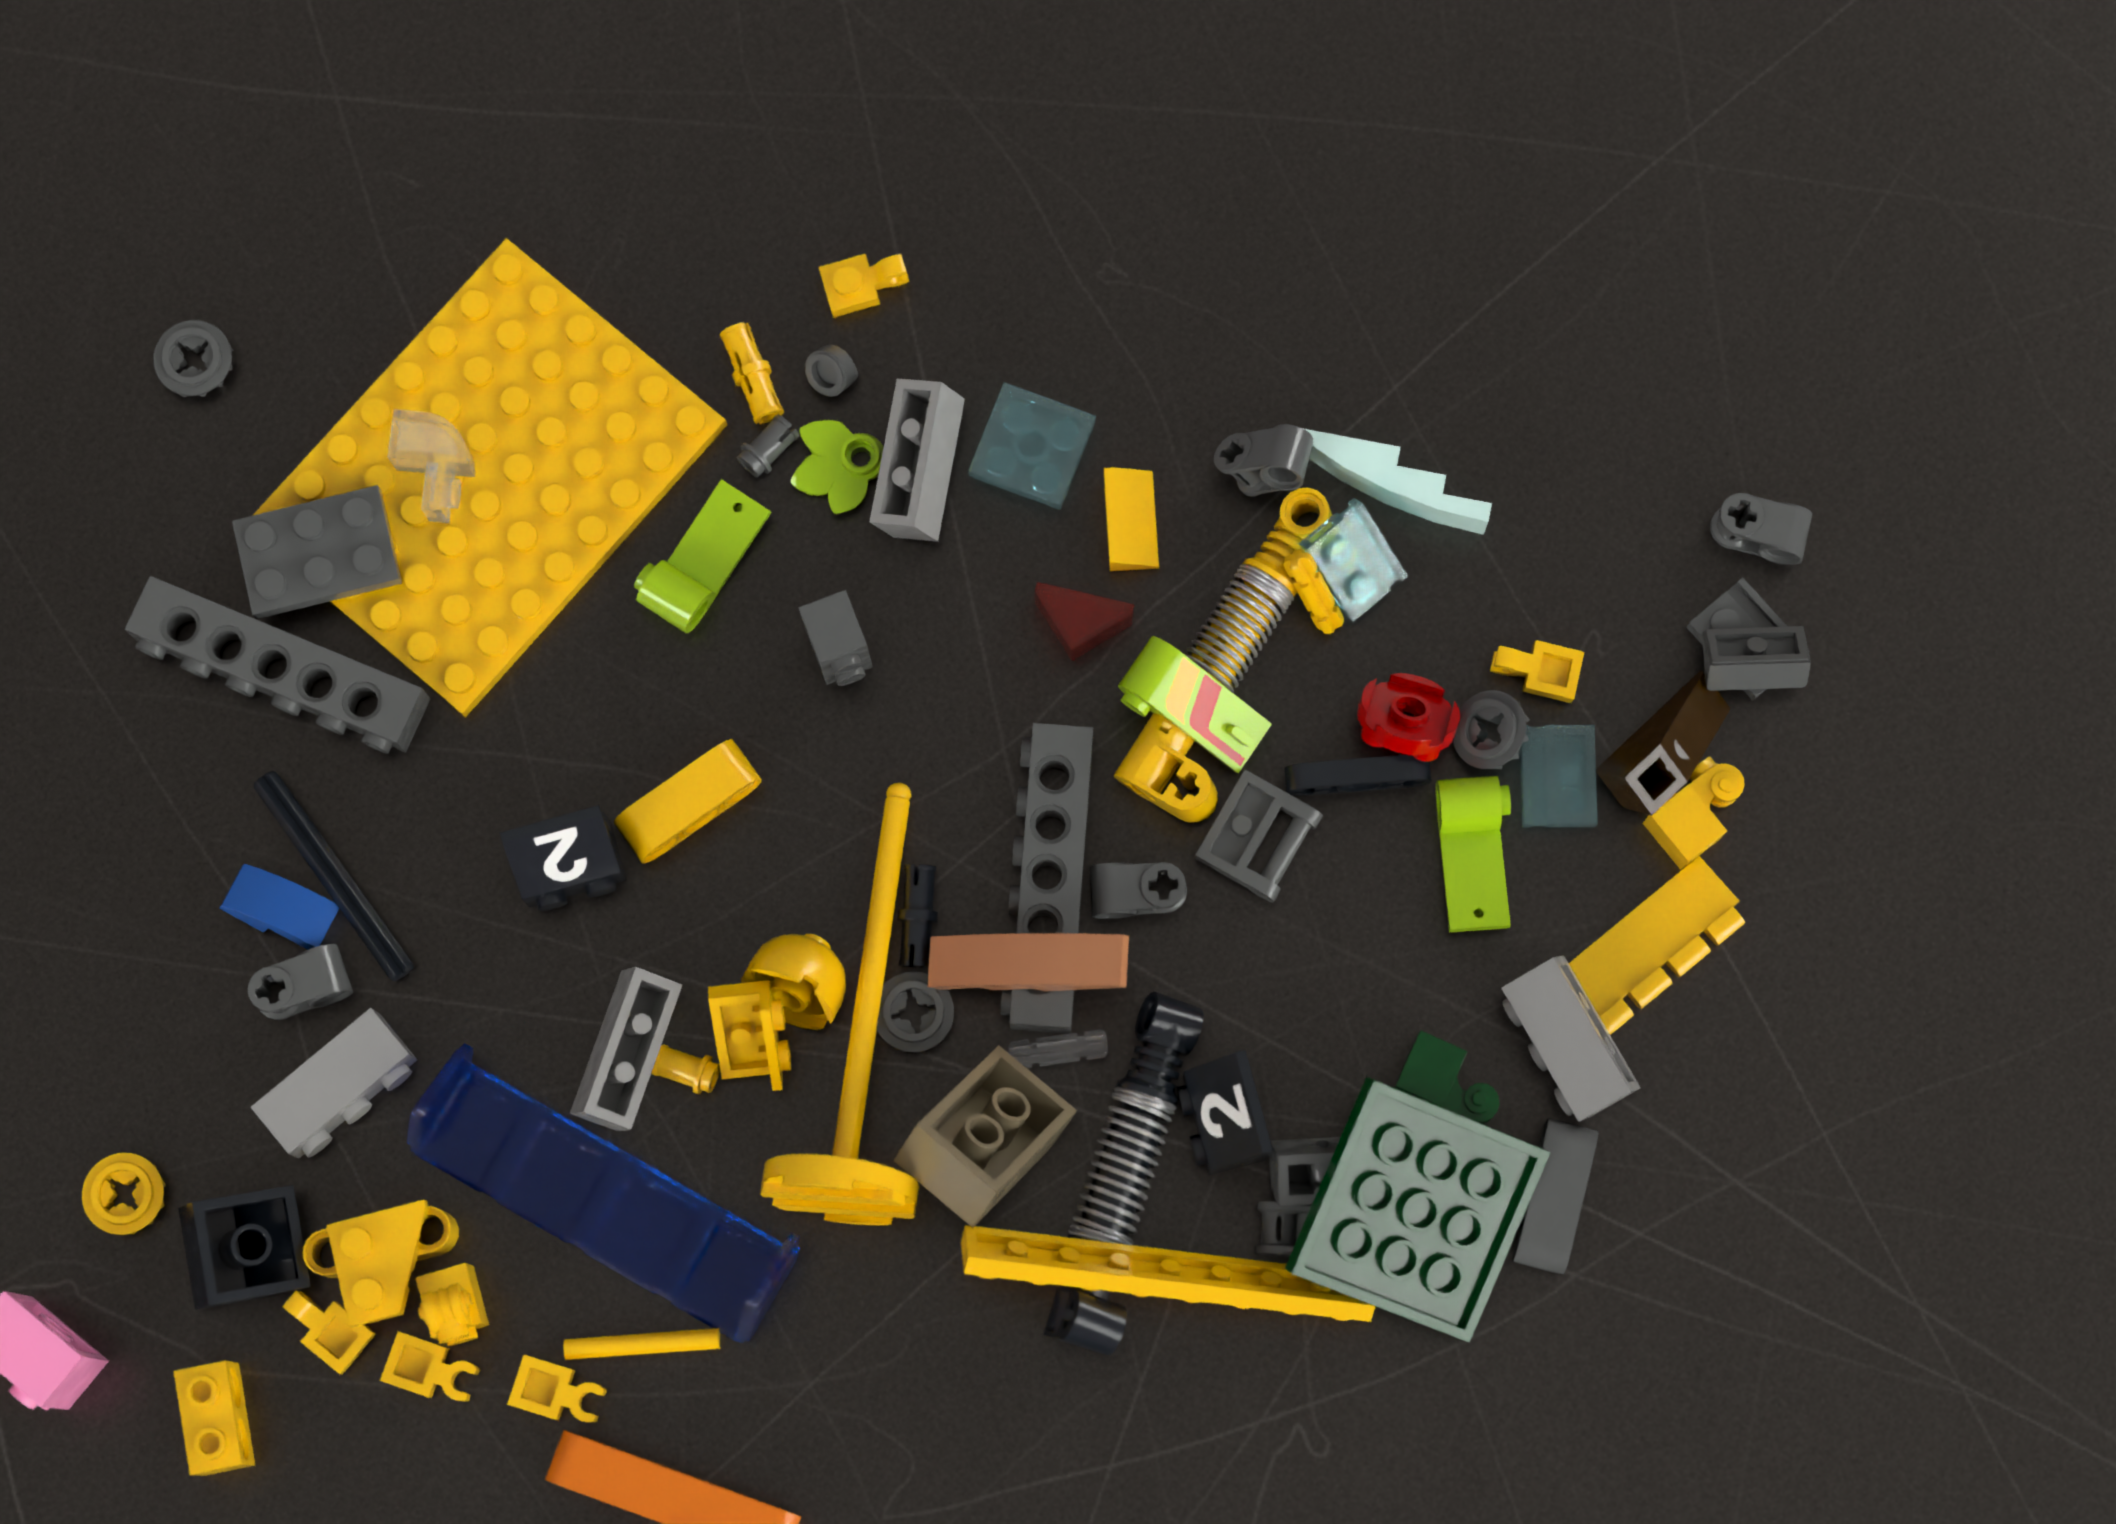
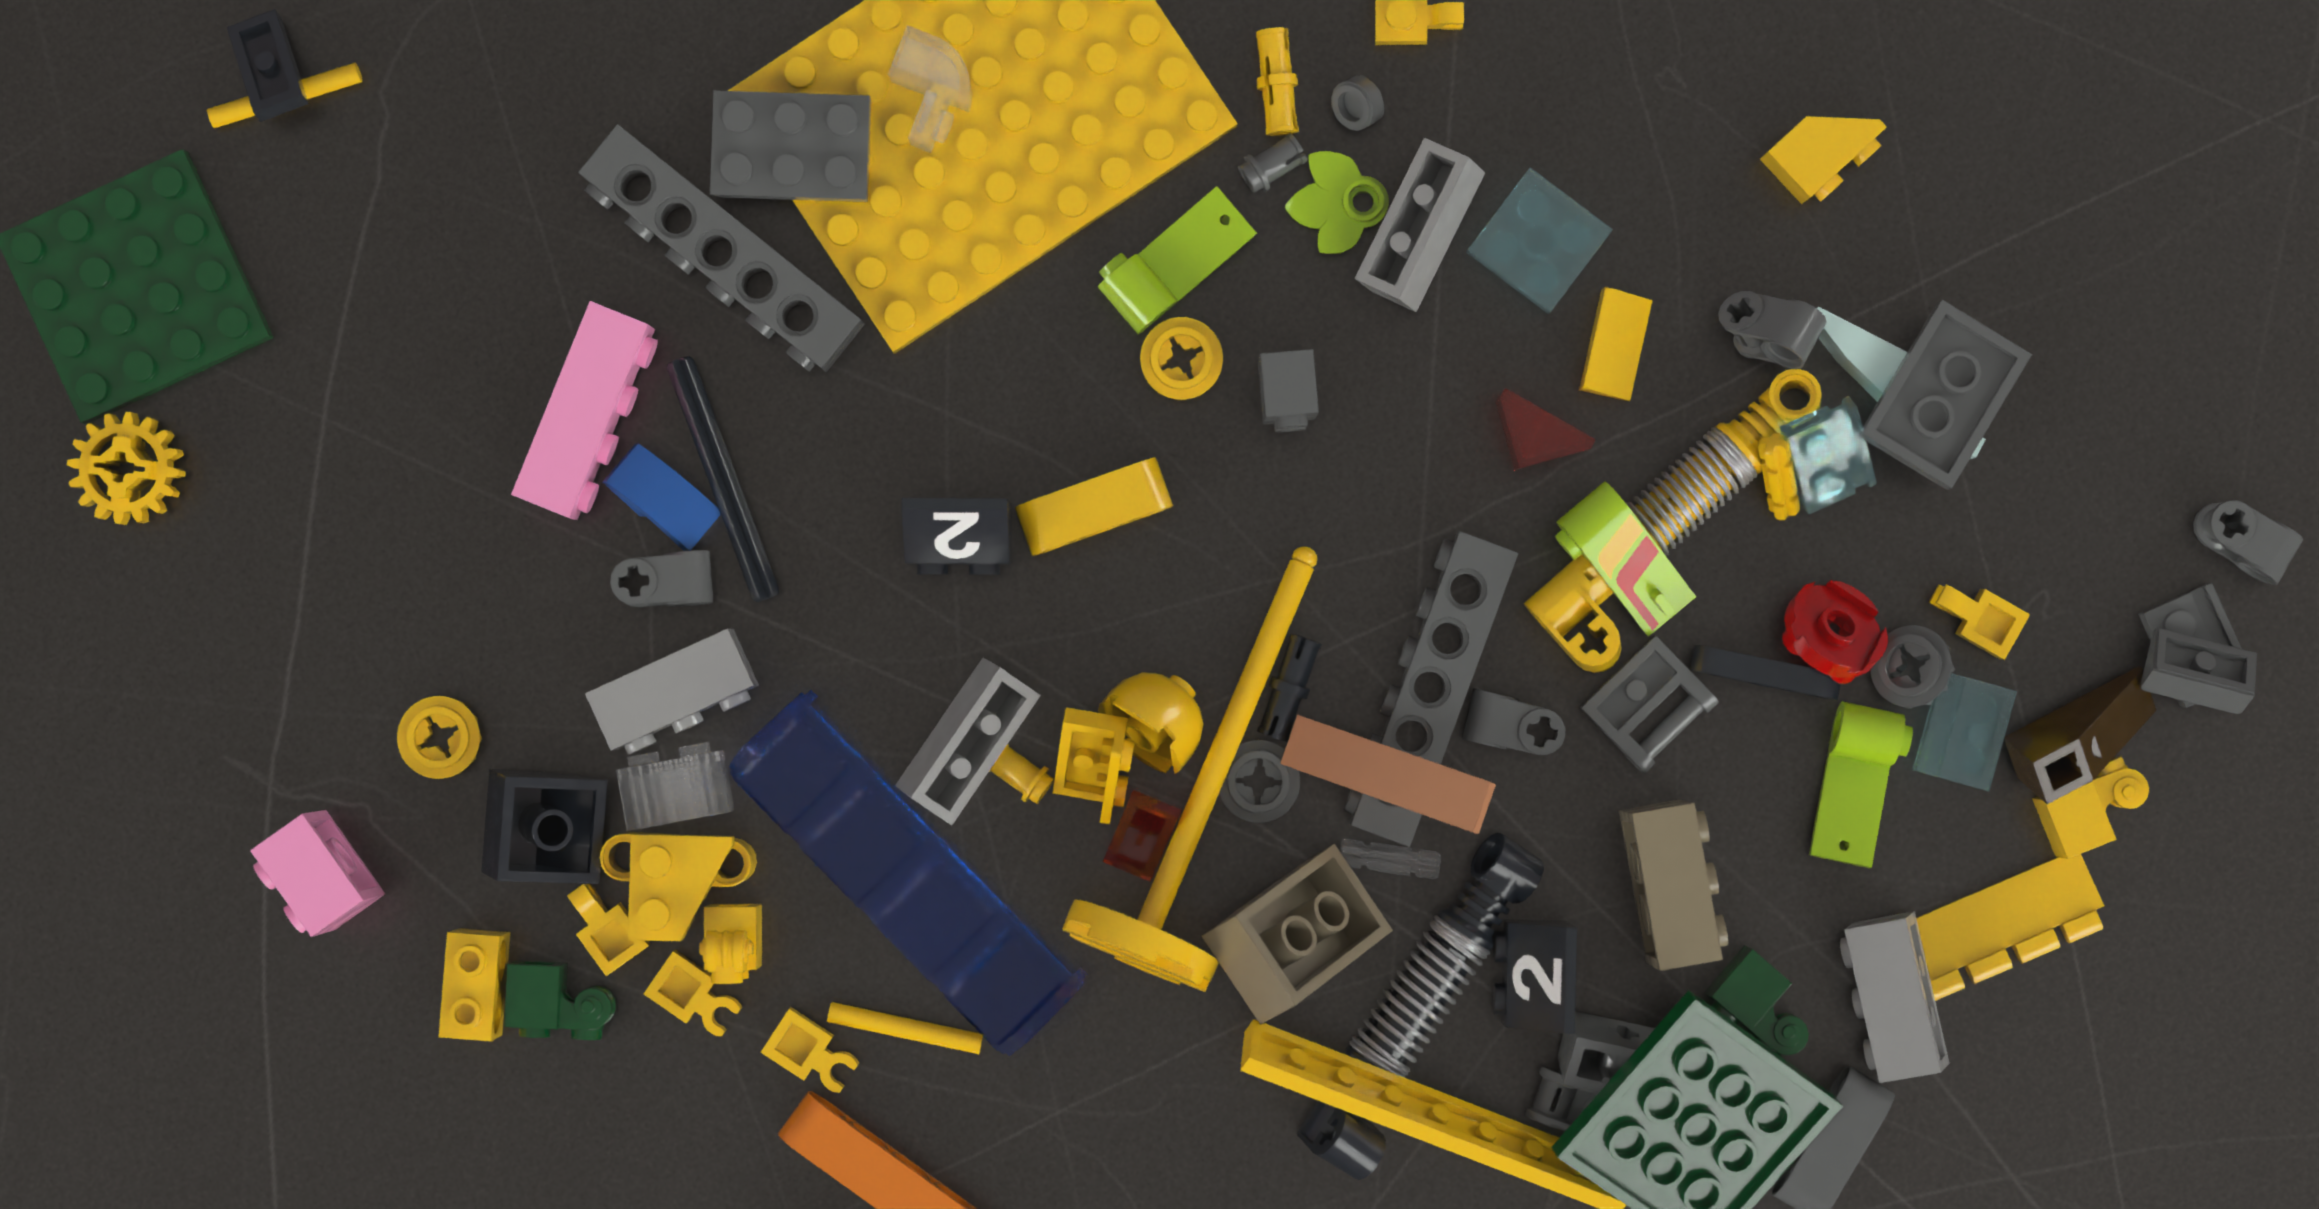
camera: 15 degrees right, 10 degrees up
(186, 847) = (584, 412): none -> bright pink brick
(282, 1417) = (540, 1002): none -> dark green brick
(361, 1175) = (676, 788): none -> clear brick
(735, 621) = (1189, 335): none -> yellow gear
(815, 1090) = (1142, 834): none -> clear red slope
(1262, 293) = (1818, 149): none -> yellow slope
(1327, 989) = (1673, 884): none -> dark tan brick
(1440, 471) = (1944, 395): none -> dark grey plate

